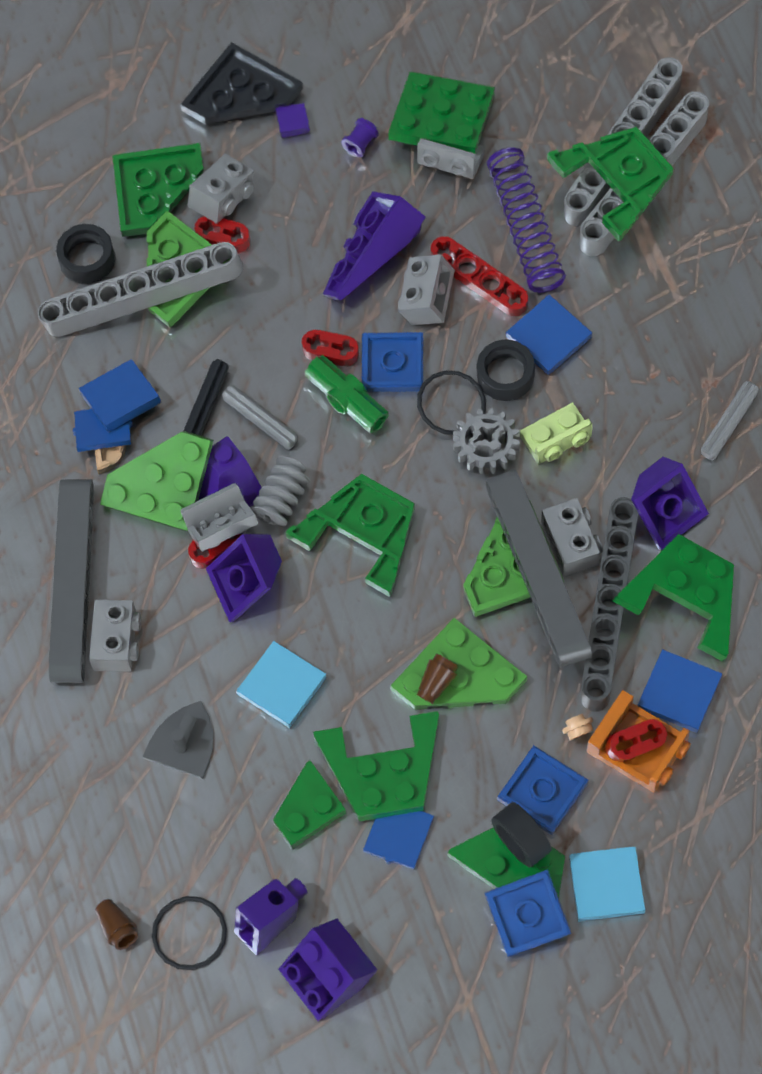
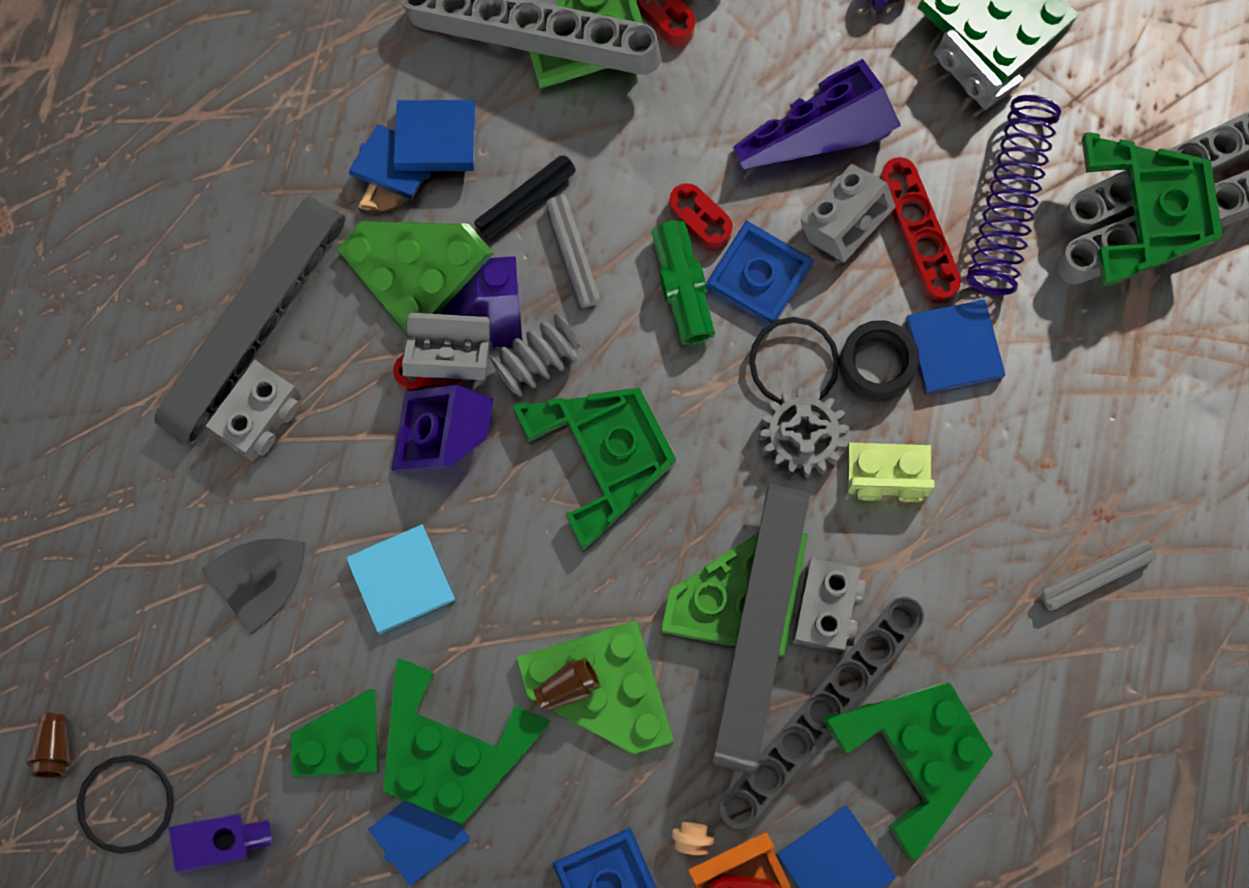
camera: 25 degrees right, 10 degrees up
(667, 501) = (962, 631): dark purple slope -> none

